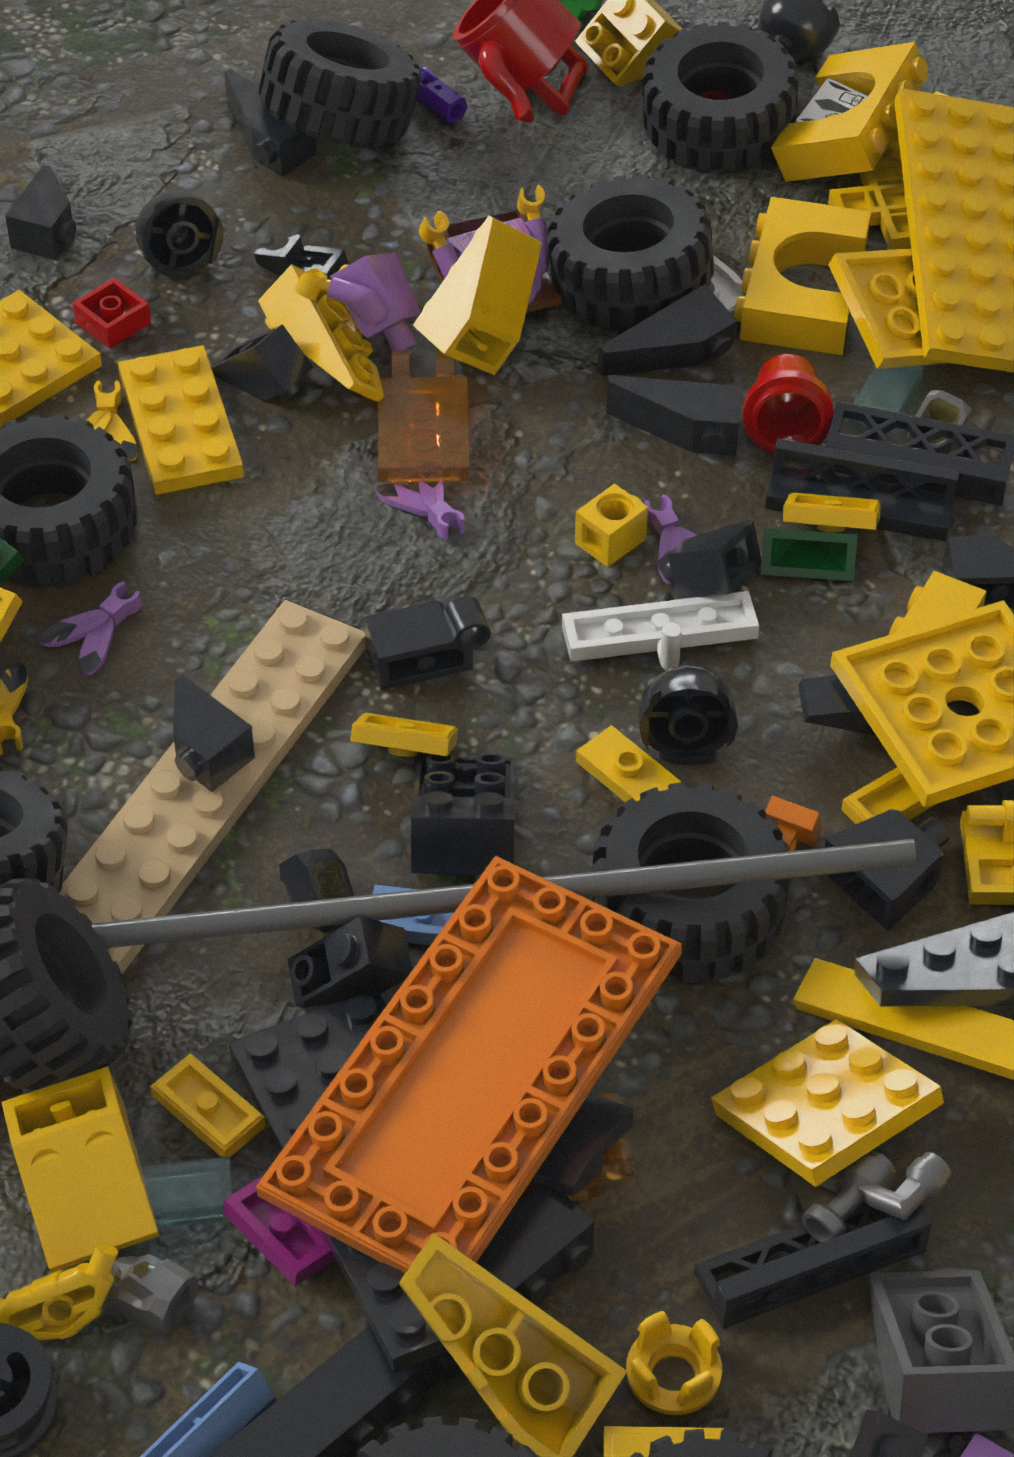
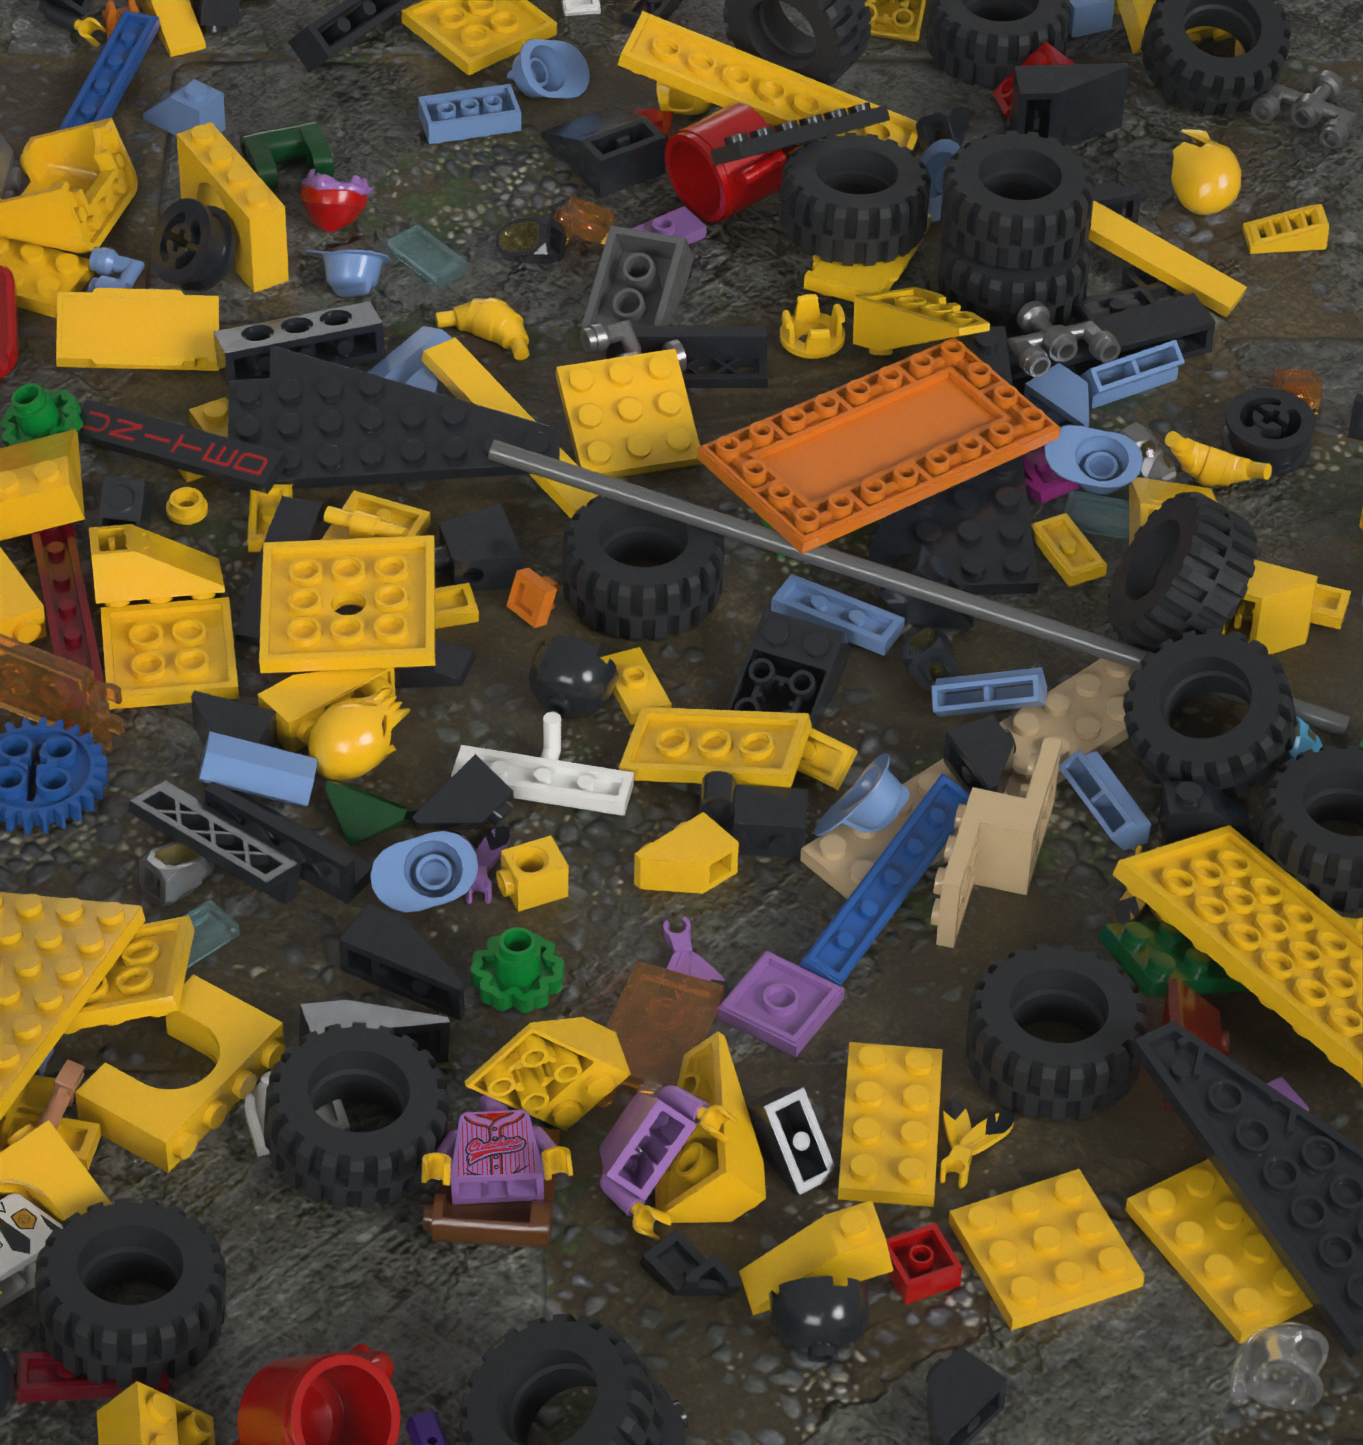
camera: 160 degrees left, 5 degrees down
(77, 785) = (1107, 799): none -> medium blue piece
(95, 627) = (1044, 931): medium lavender piece -> none
(153, 653) = (995, 842): none -> tan bracket
(180, 268) = (835, 1245): none -> yellow slope
(207, 1224) = (1094, 458): none -> medium blue piece
(228, 847) = (989, 698): none -> medium blue piece
(261, 609) = (886, 883): none -> blue tile
(284, 1333) = (1060, 396): none -> medium blue slope
(315, 1384) = (1056, 341): none -> flat silver piece
(317, 647) = (869, 803): none -> medium blue piece
(323, 493) = (780, 1003): none -> medium lavender tile
(476, 572) = (687, 858): none -> yellow slope
(498, 690) = (689, 743): none -> yellow plate
(575, 437) = (517, 971): none -> green plant
(708, 483) = (424, 872): none -> medium blue piece
(787, 404) = (304, 918): red piece -> none
(832, 512) = (332, 815): yellow plate -> none
(864, 585) = (351, 735): none -> yellow helmet
(877, 200) = (64, 1091): none -> nougat bar
(930, 523) = (257, 769): none -> medium blue piece

